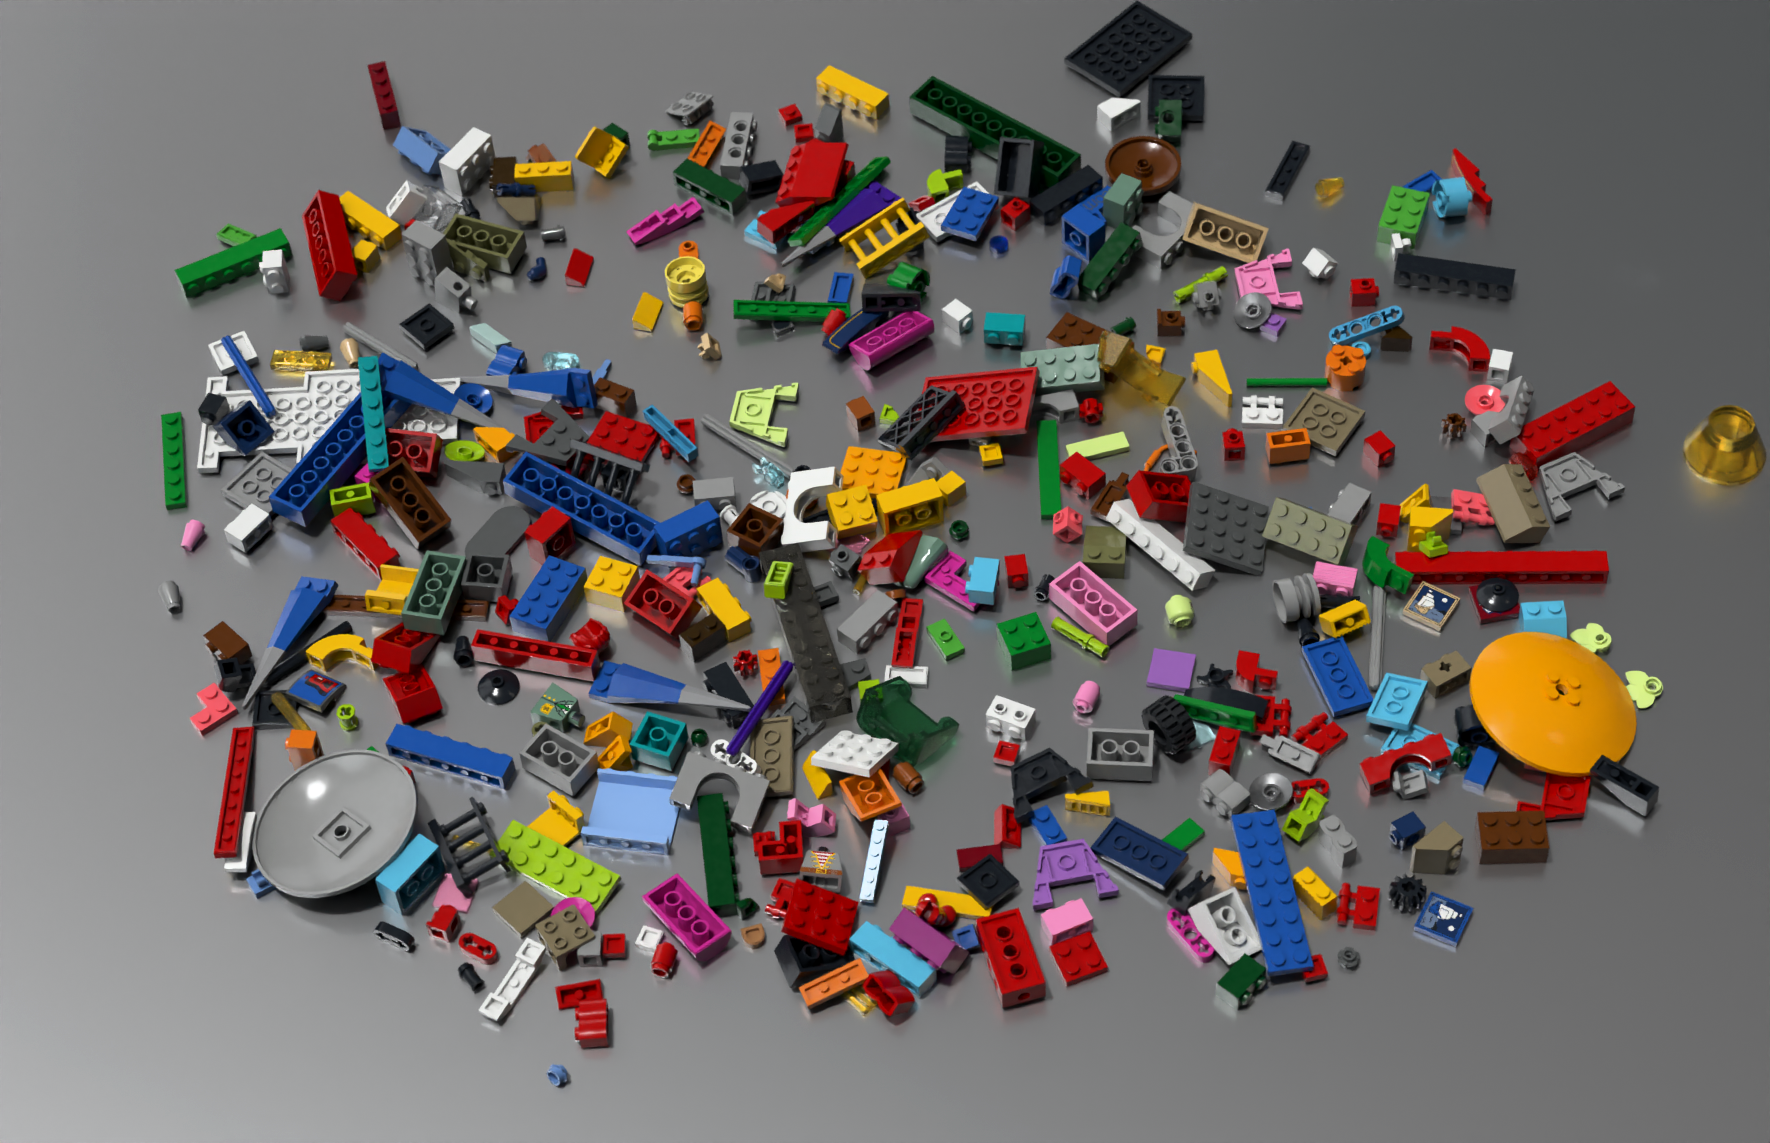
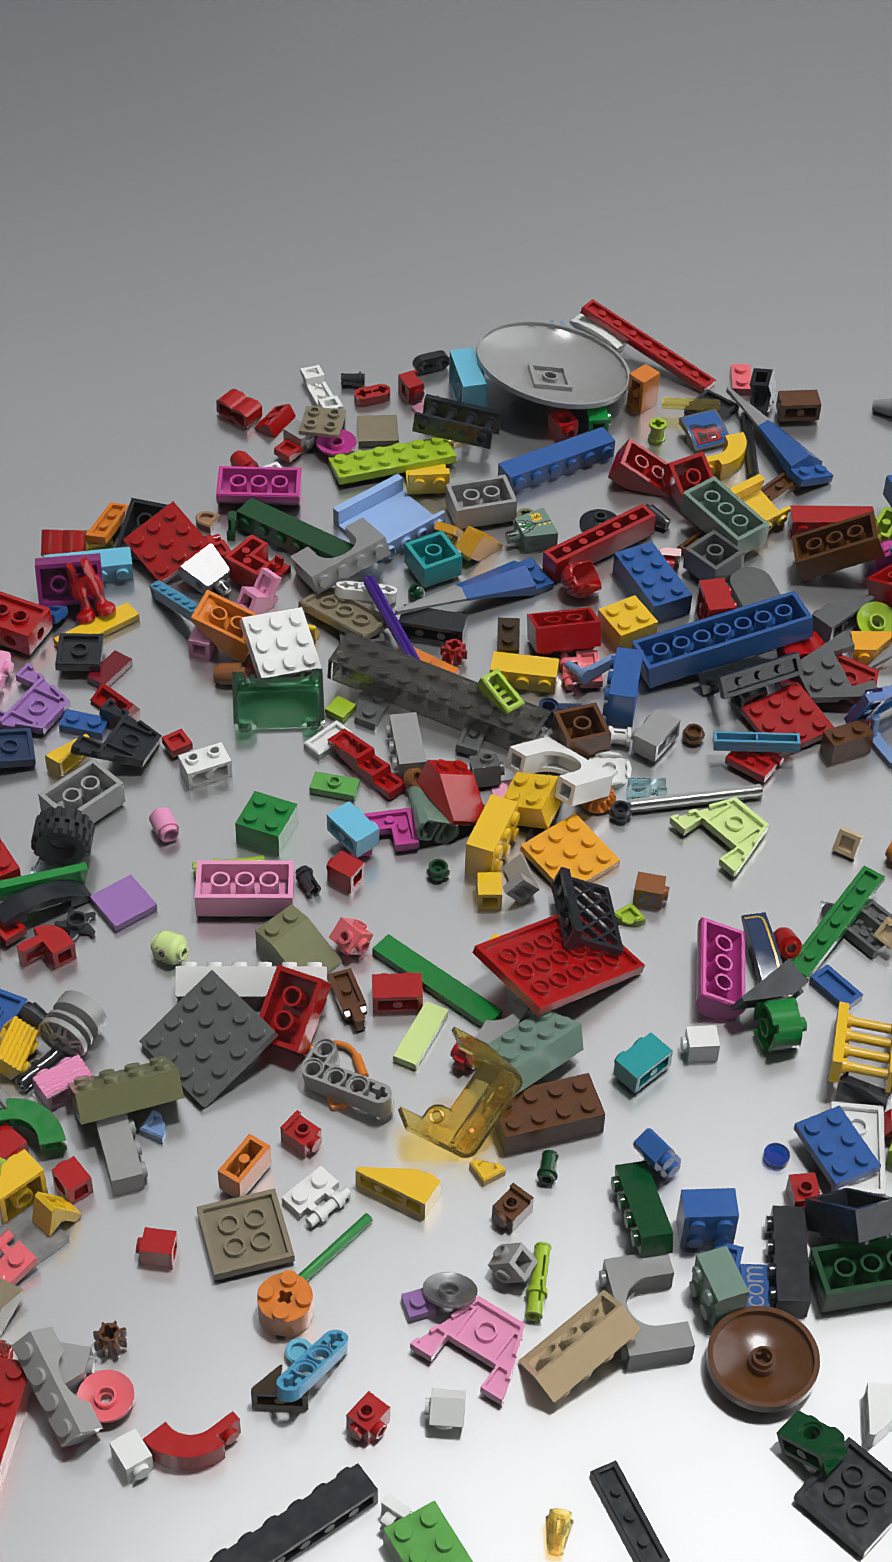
camera: 125 degrees right, 5 degrees down
(557, 1074) = (224, 375): medium blue plate -> none

